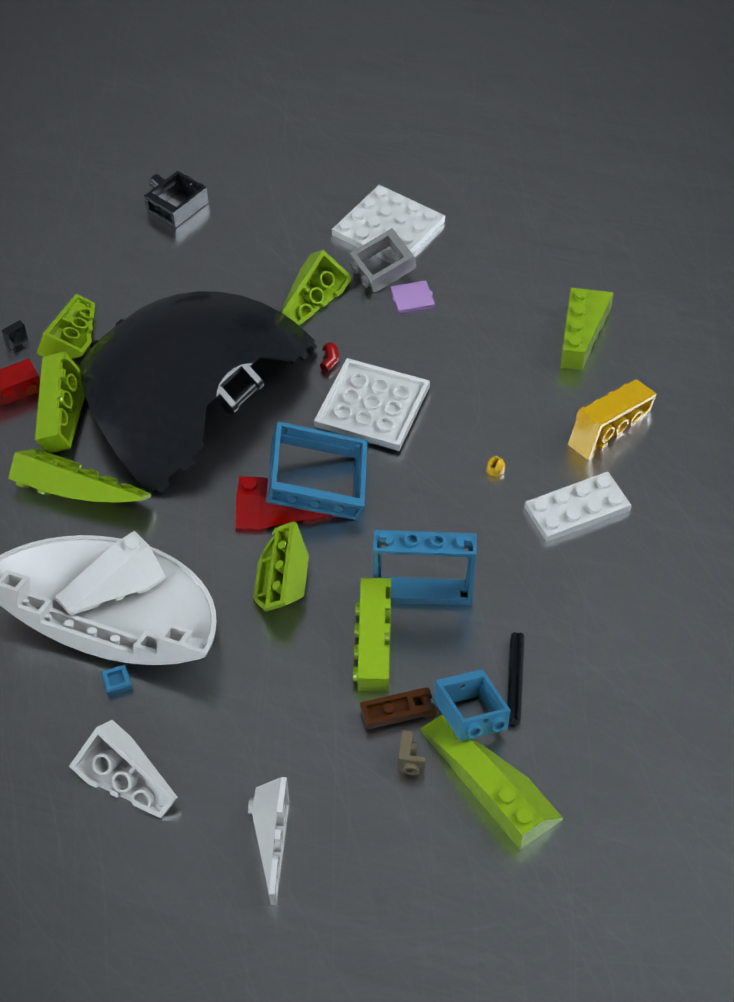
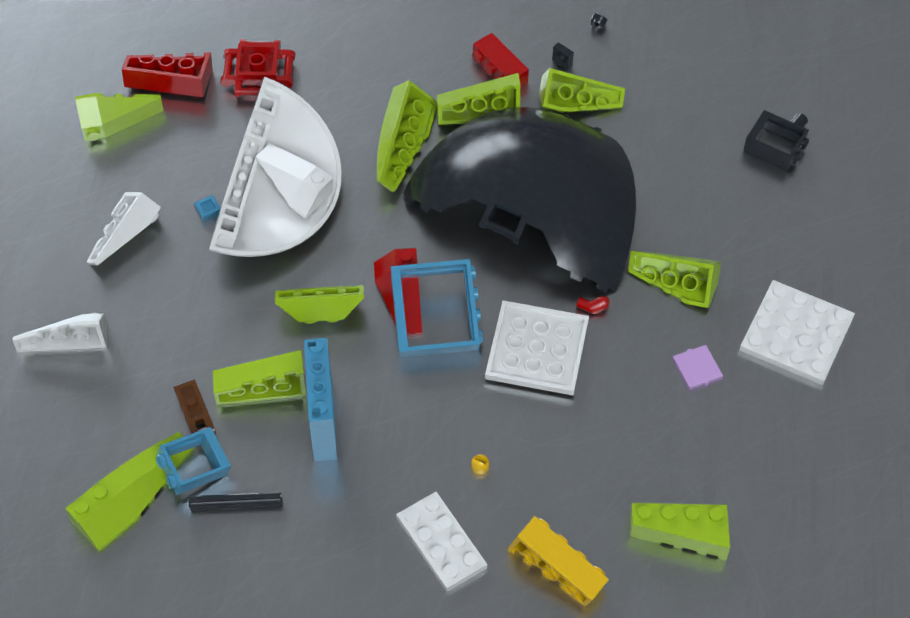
camera: 80 degrees right, 5 degrees up
(390, 273) = (738, 343): light grey window -> none
(408, 761) = (148, 420): dark tan bracket -> none

